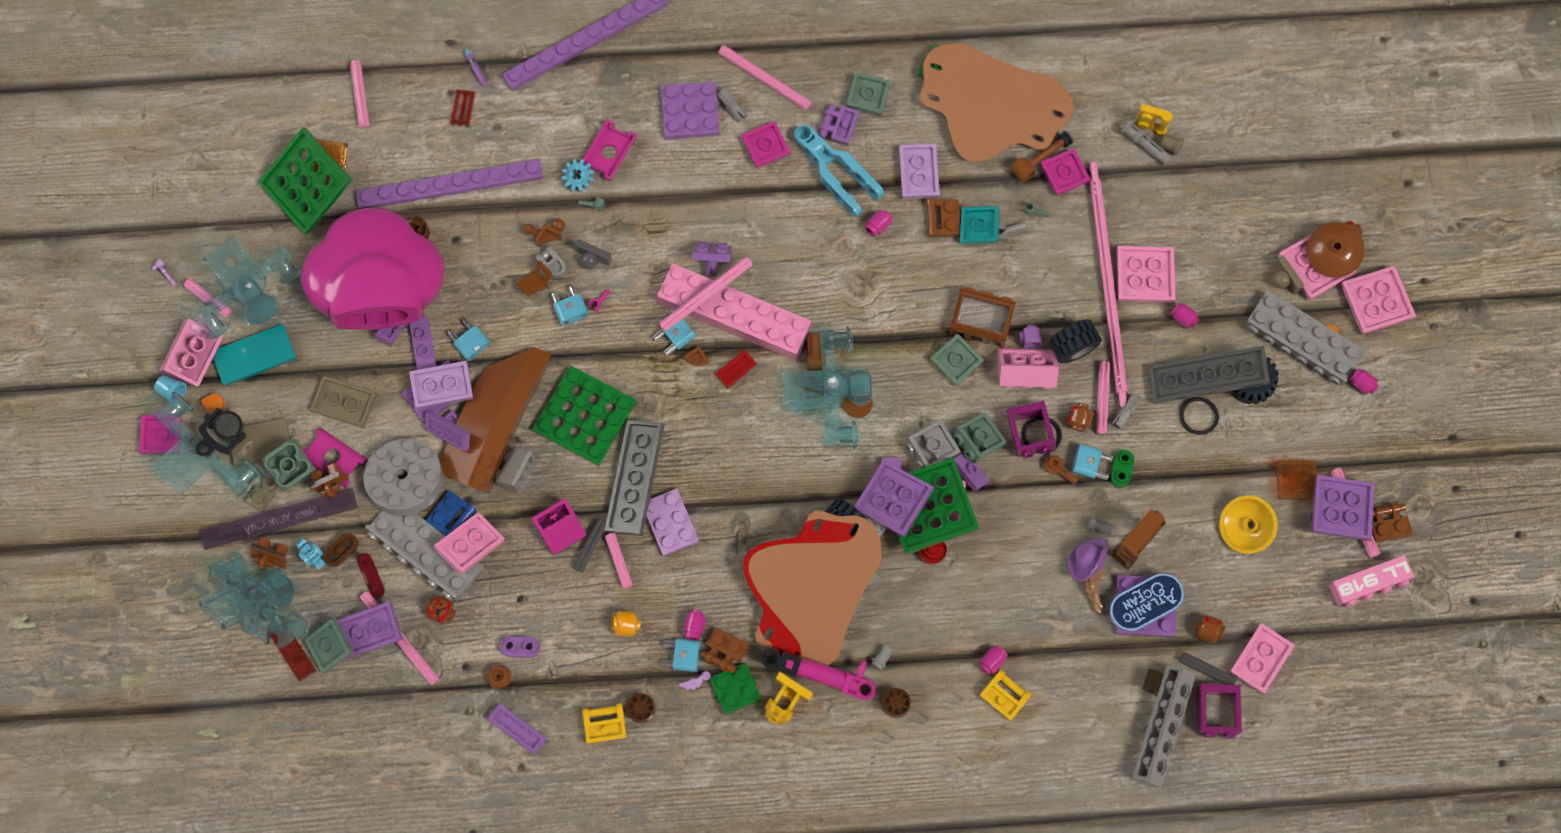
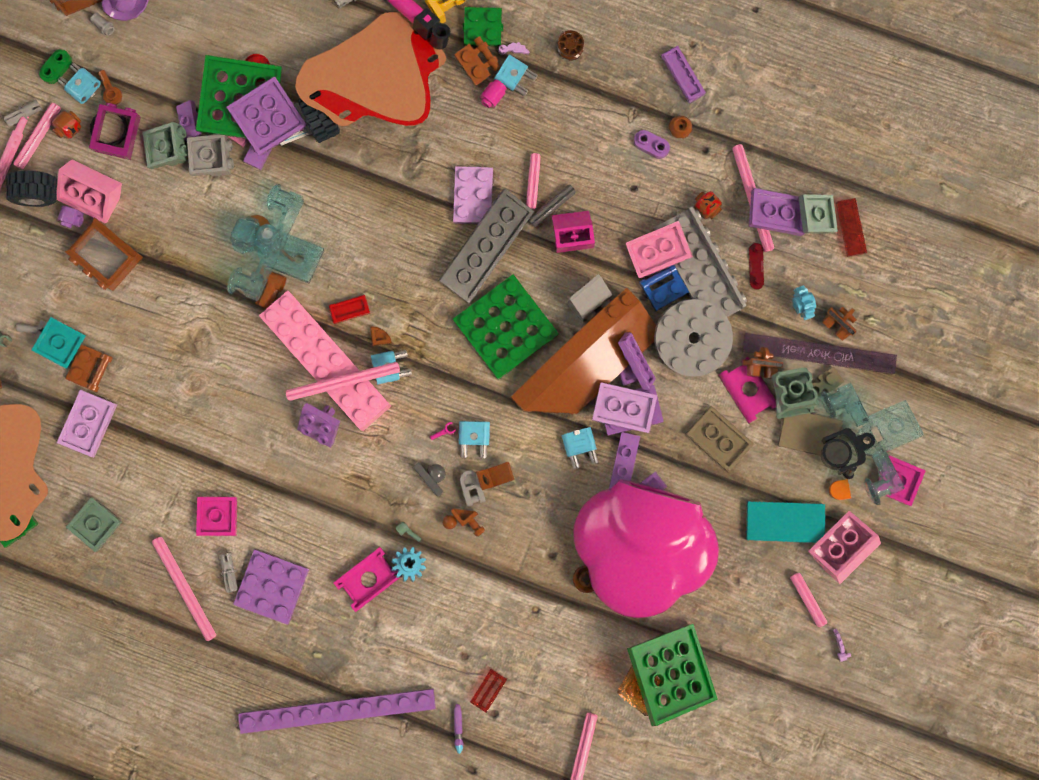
camera: 150 degrees left, 10 degrees up
(166, 385) = (876, 519): medium azure piece -> none
(243, 284) = (773, 583): clear light blue piece -> none
(251, 602) = (875, 273): clear light blue piece -> none
(339, 548) = (774, 298): reddish brown plate -> none
(450, 184) = (534, 614): medium lavender plate -> none
(604, 730) = (607, 40): yellow plate -> none
(625, 623) = (552, 121): light orange head -> none
(822, 154) = (170, 483): medium azure piece -> none
(844, 125) = (133, 501): medium lavender plate -> none
(878, 223) = (150, 388): dark pink brick -> none
(957, 360) = (147, 226): sand green plate -> none

